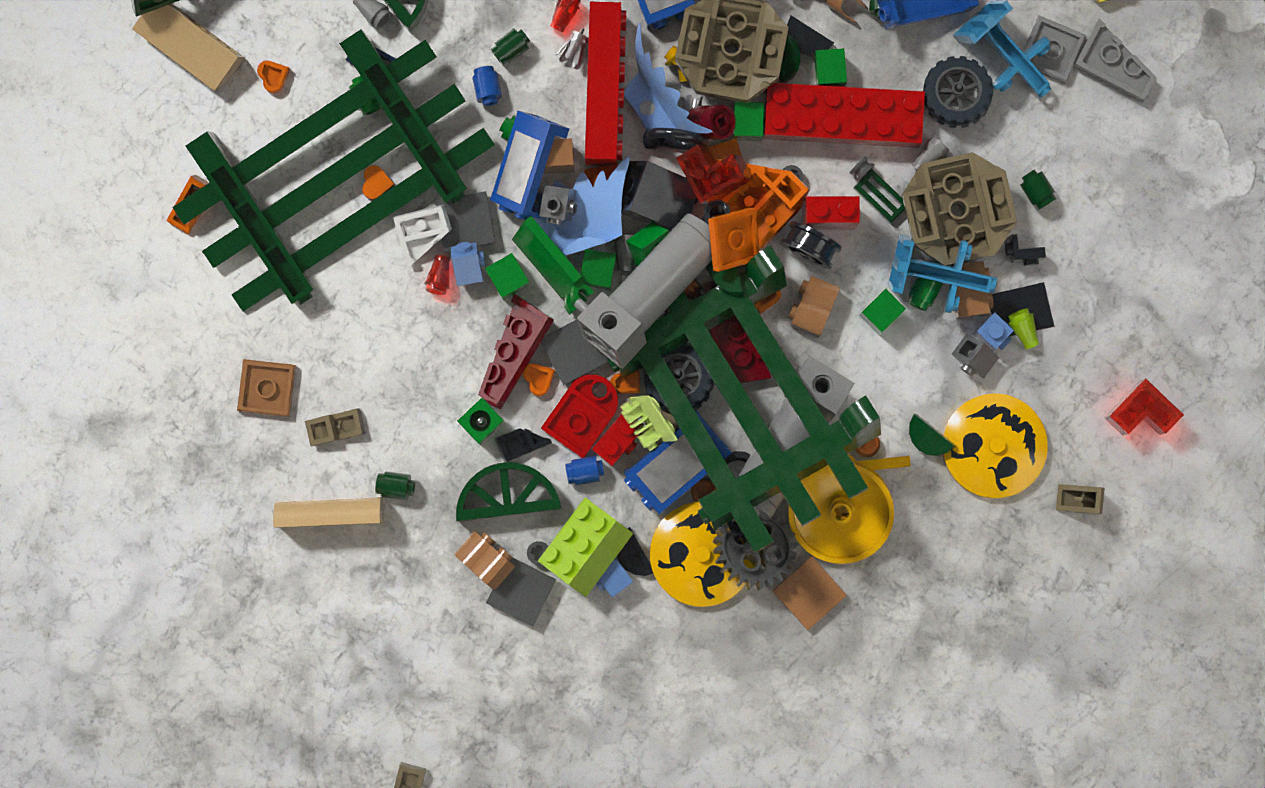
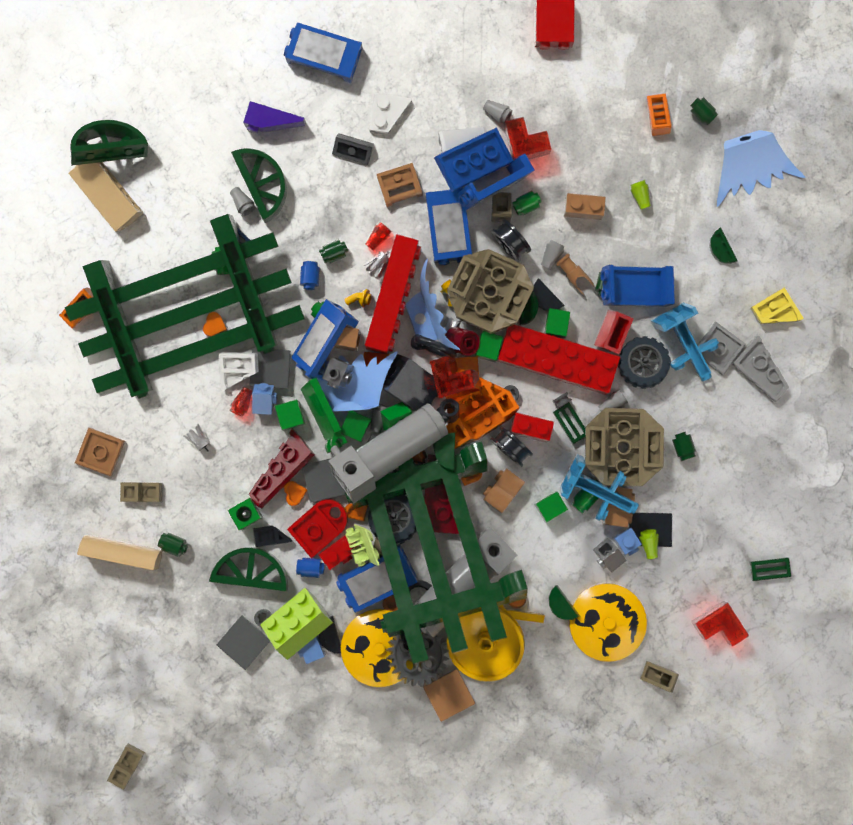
camera: 15 degrees right, 0 degrees up
(273, 76) = (160, 230): orange tile -> none
(392, 337) = (199, 441): none -> flat silver piece
(485, 560) = (222, 614): medium nougat brick -> none
(565, 97) = (363, 297): none -> yellow plate
(733, 239) = (456, 430): orange tile -> none
(907, 61) = (613, 331): none -> red brick
(1028, 256) = (666, 493): black bracket -> none
(1170, 330) = (786, 567): none -> dark green tile

